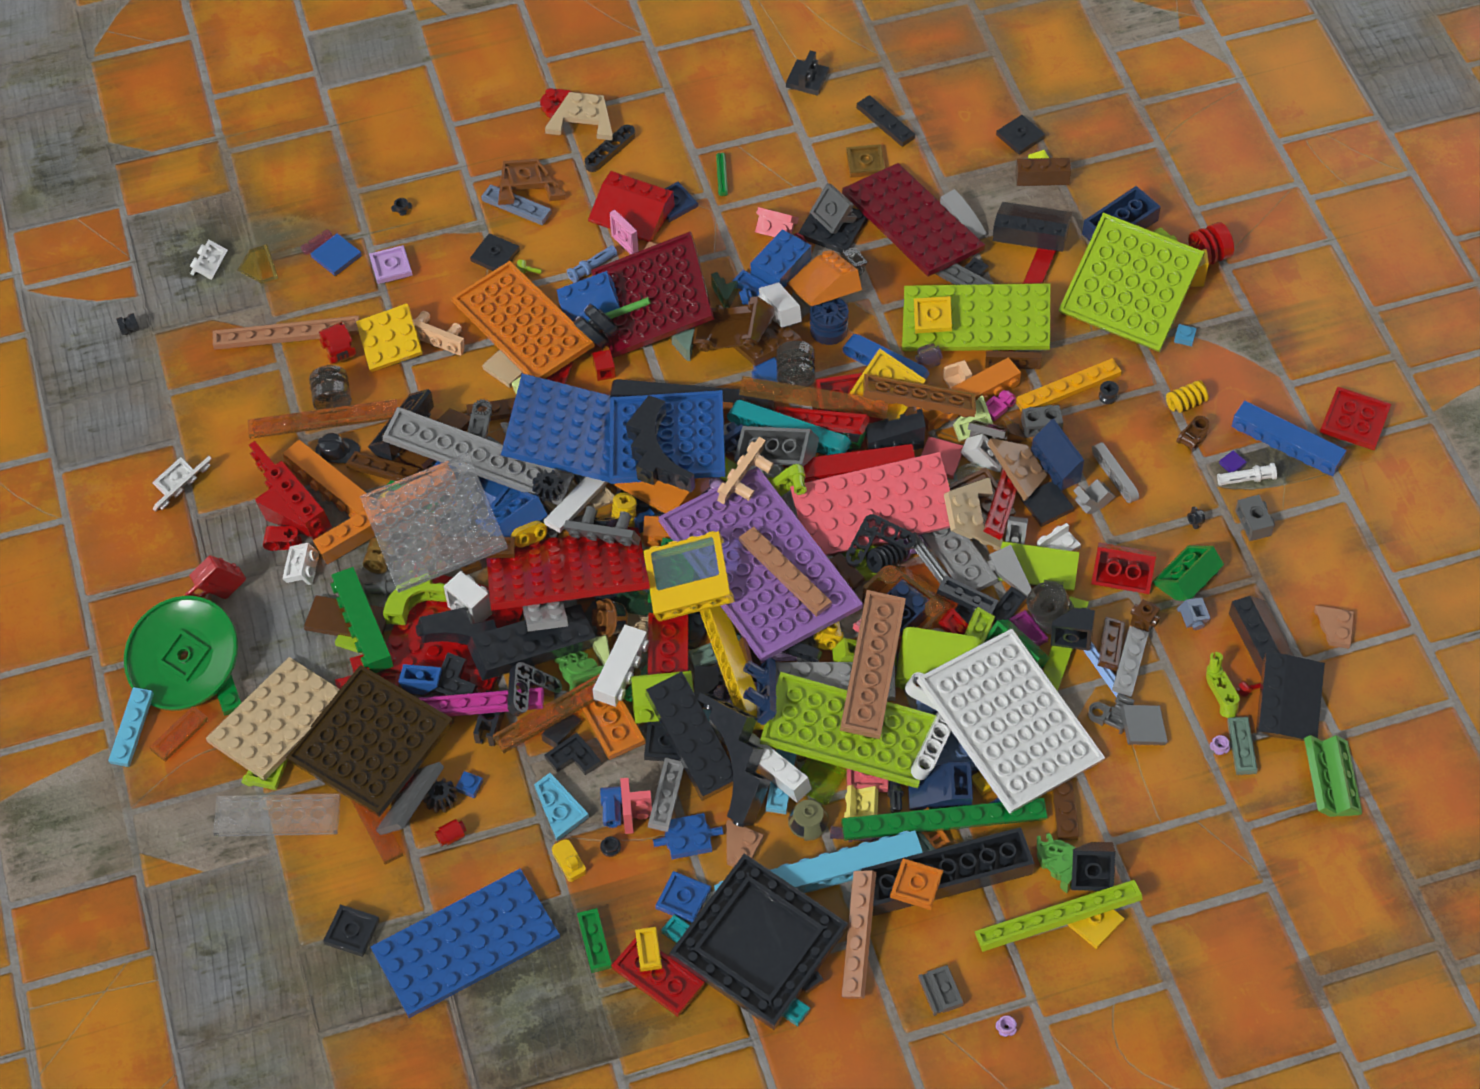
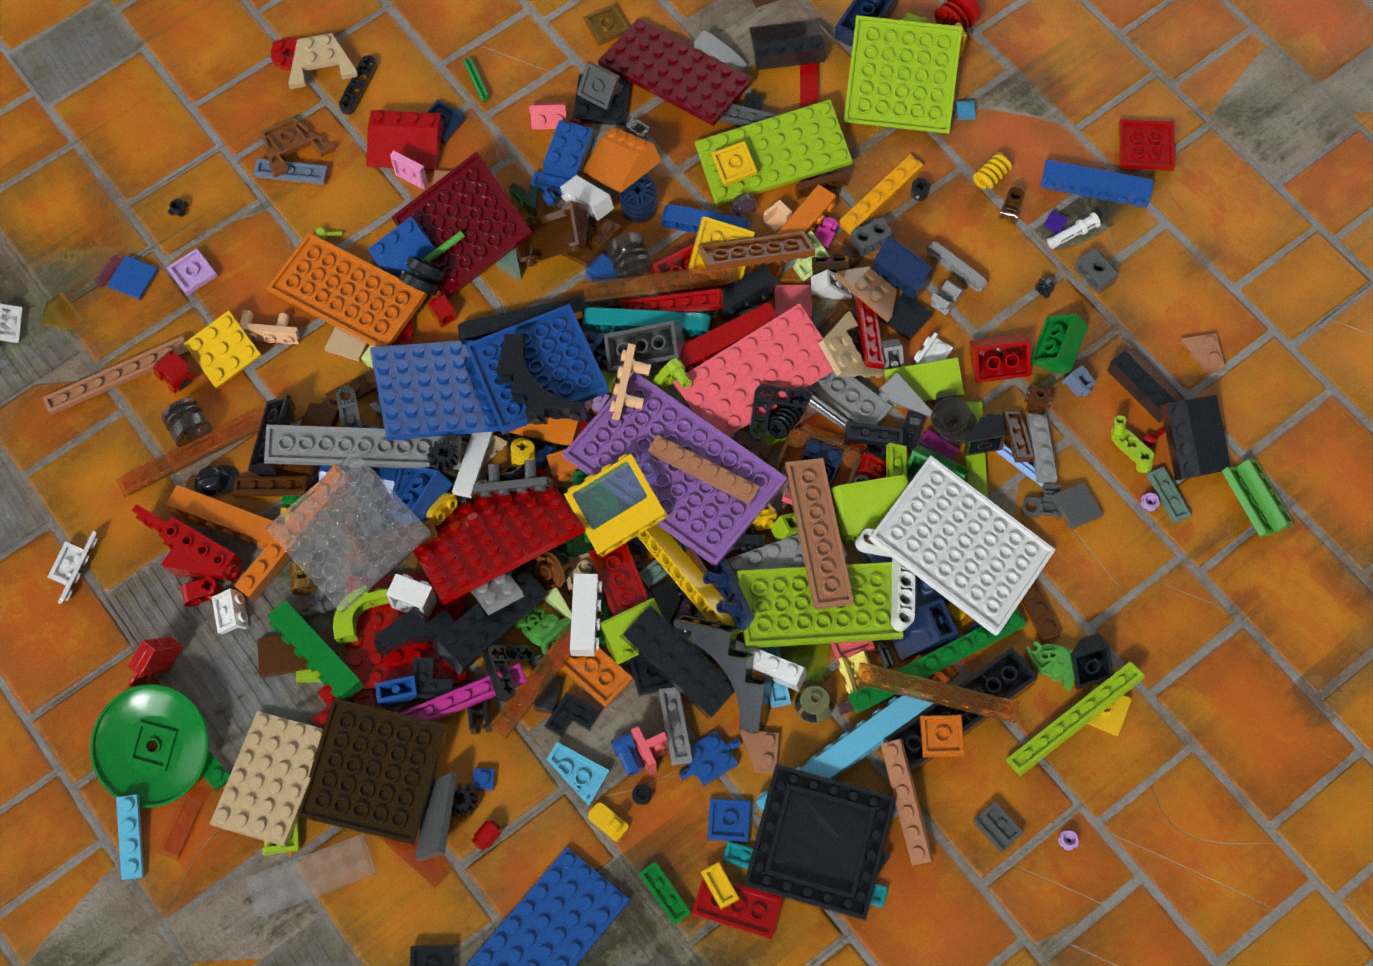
camera: 20 degrees left, 10 degrees up
(494, 252) = (289, 227): black plate -> none
(585, 267) = (384, 215): medium blue pin -> none
(928, 842) = (937, 692): none -> clear orange plate

